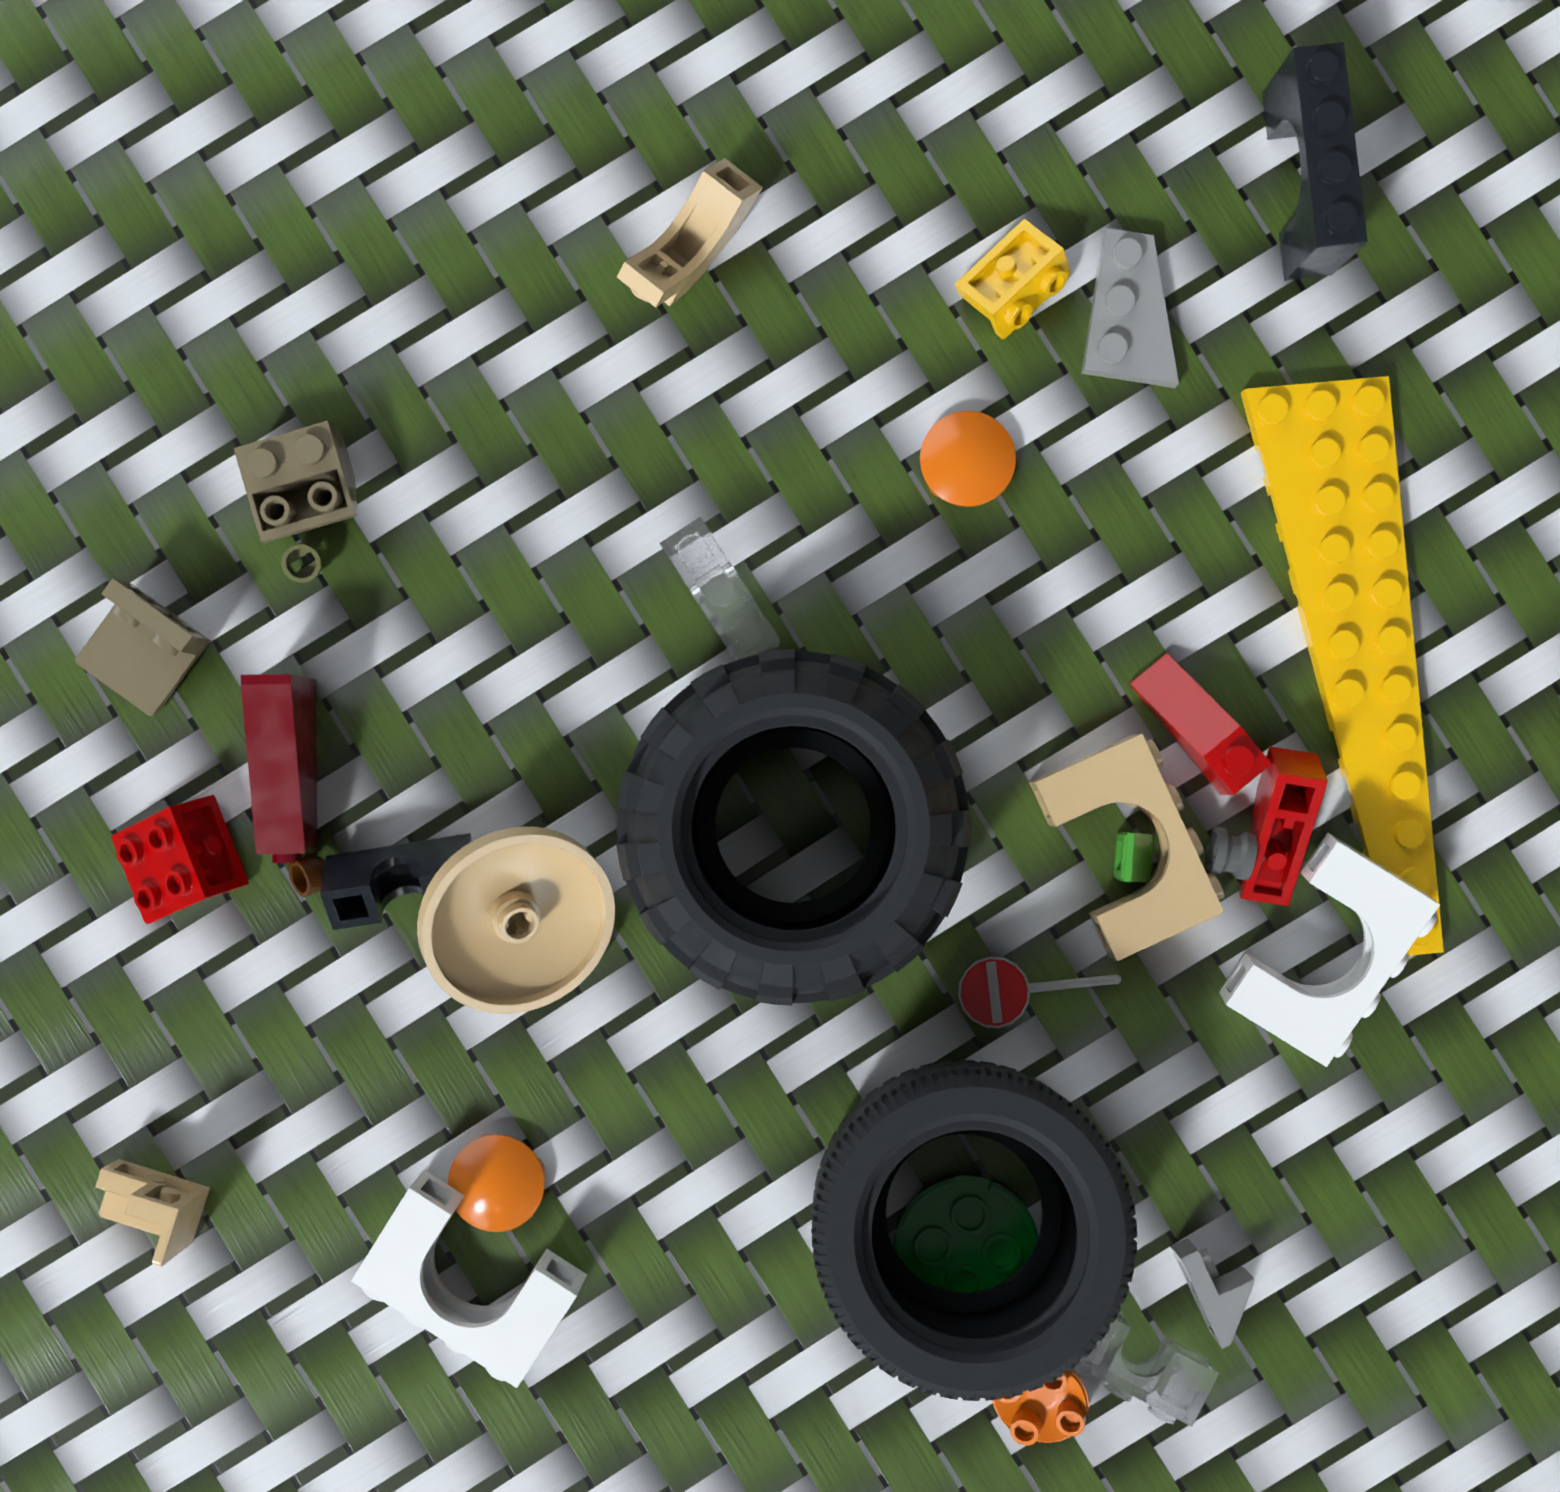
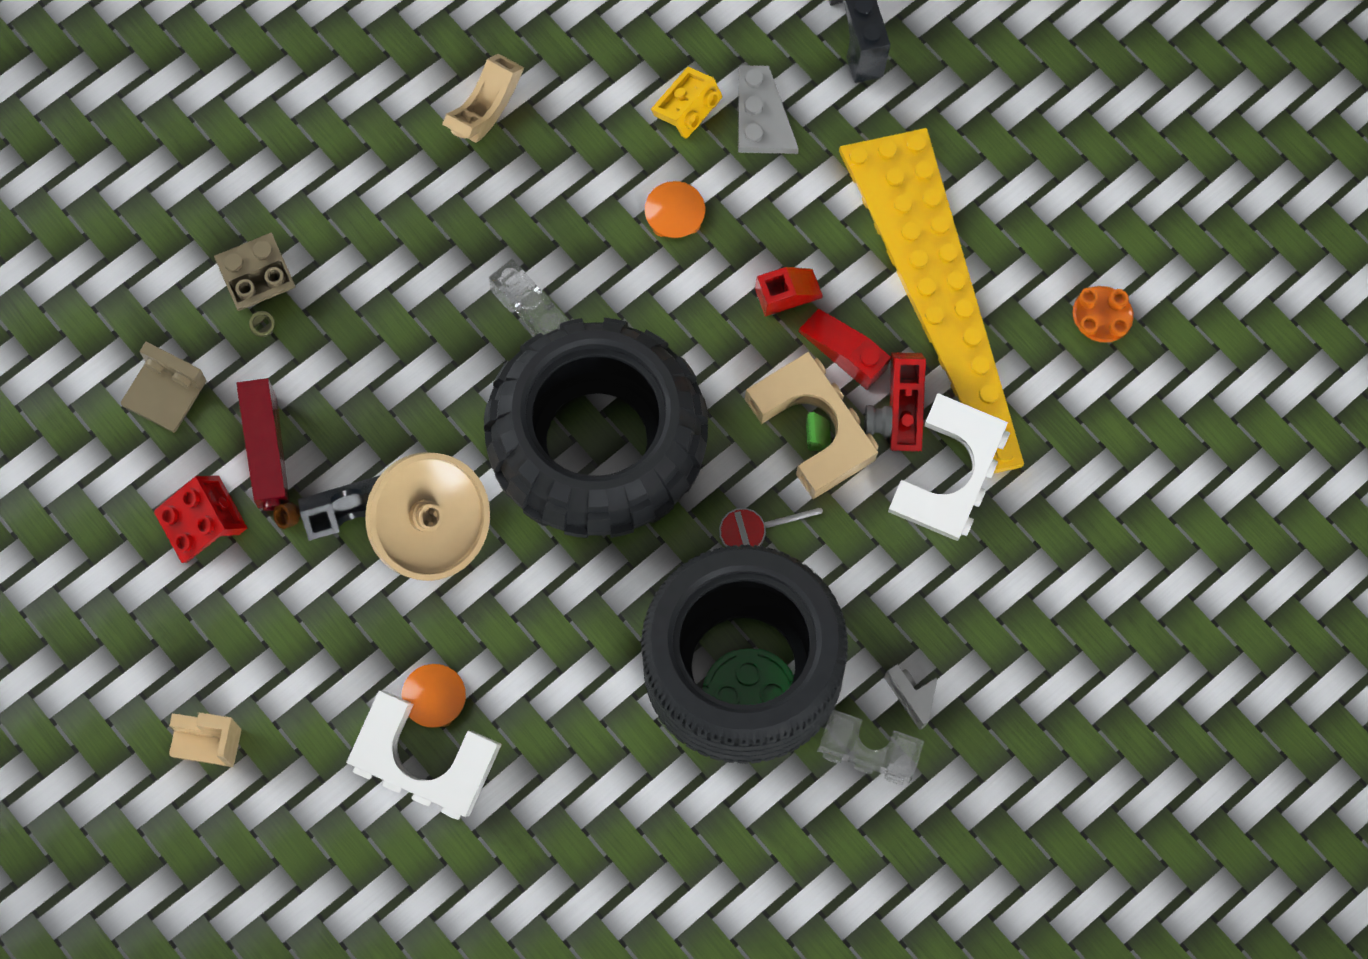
camera: 15 degrees left, 15 degrees down
(1046, 1413) = (813, 782): orange dish -> none
(1124, 621) = (786, 289): none -> red slope

